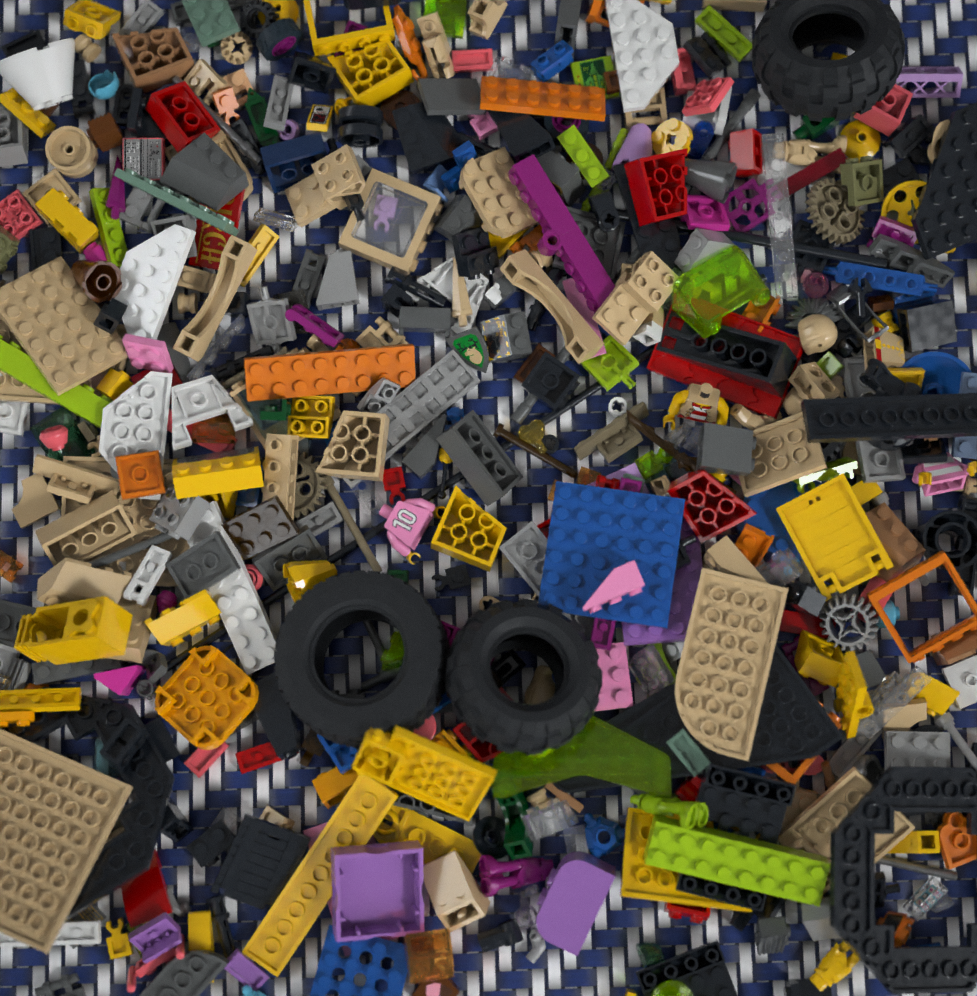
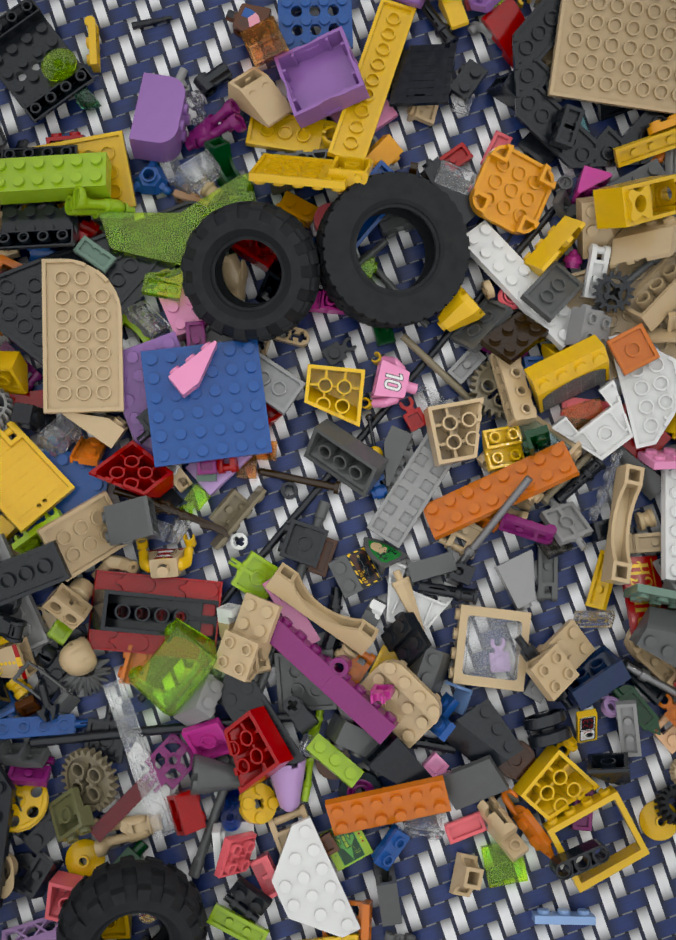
camera: 165 degrees right, 0 degrees up
(129, 546) = (608, 283): none -> black gear
(264, 727) = (455, 177): none -> clear slope
(270, 594) = (487, 289): none -> tan tile
(279, 39) = (649, 789): black wheel -> none
(378, 323) = (471, 550): none -> flat silver bar
(378, 395) = (451, 485): light grey slope -> none
(495, 829) = (239, 141): black dish -> none
(517, 202) = (381, 693): none -> dark pink plate
(533, 434) = (305, 493): clear yellow rock -> none
(620, 700) = (164, 284): none -> clear neon green wing
(818, 290) = (86, 700): clear pink piece -> none

